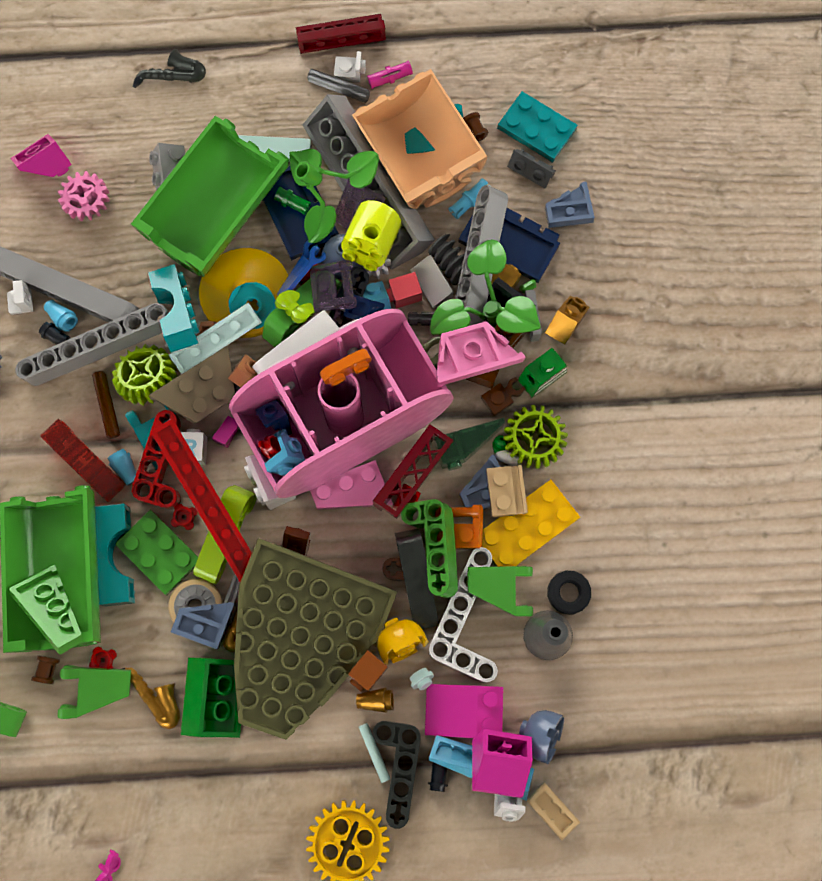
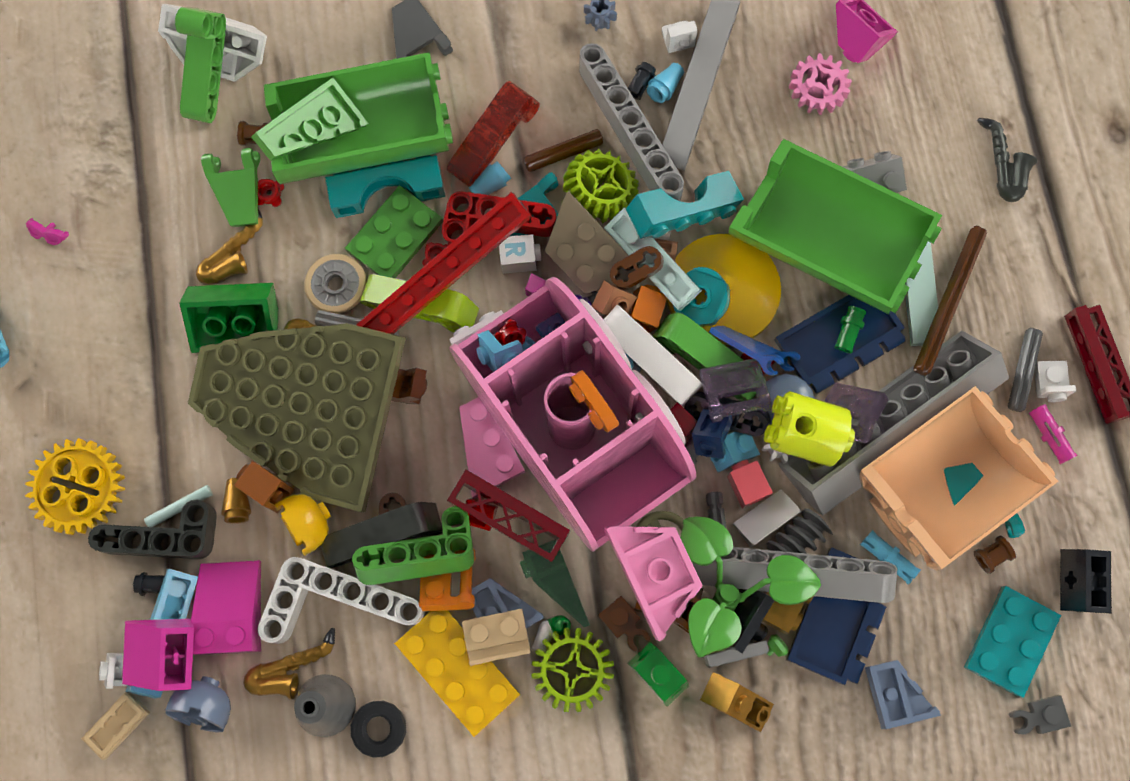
camera: 90 degrees right, 0 degrees up
(204, 623) = (311, 294): sand blue wing -> none
(216, 351) = (632, 261): none -> reddish brown beam
(253, 346) = (648, 307): none -> orange brick
(278, 126) = (950, 301): none -> reddish brown axle
(288, 301) = (703, 336): lime piece -> none
(308, 172) = (899, 338): bright green plant -> none
(421, 679) = (262, 553): light aqua plate -> none
(498, 587) = (375, 636): bright green flag -> none
(500, 69) = (1085, 580): none -> black brick
(522, 675) = (273, 677): none -> pearl gold piece
(527, 166) = (953, 625): dark grey hinge -> none
(591, 114) = (1044, 714): none -> dark grey plate

